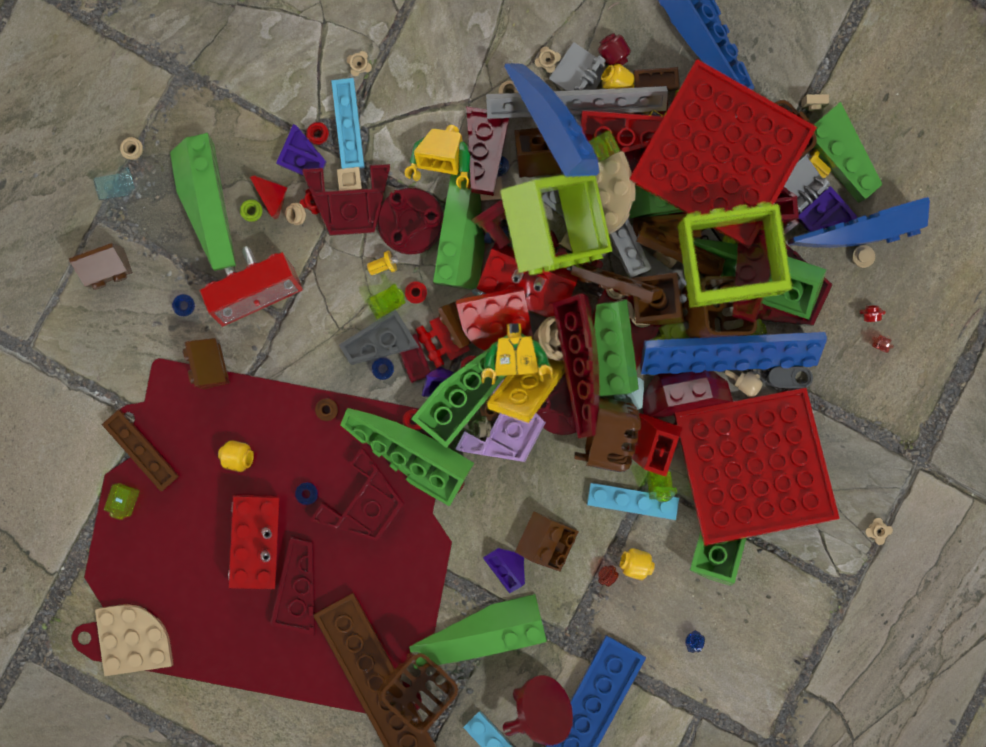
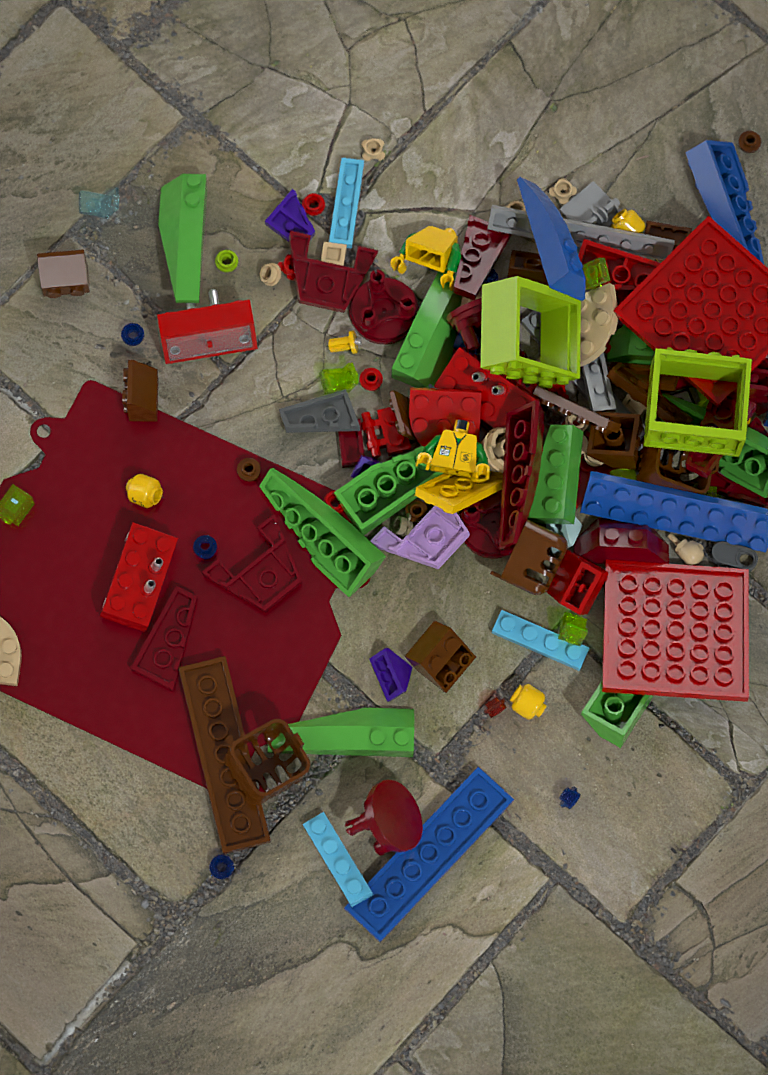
camera: 15 degrees right, 15 degrees down
(124, 148) = (124, 168): tan plate -> none
(140, 450) = (48, 462): reddish brown plate -> none
(271, 195) = (251, 250): red slope -> none
(375, 368) = (314, 438): clear blue plate -> none
(614, 49) = (632, 196): dark red head -> none

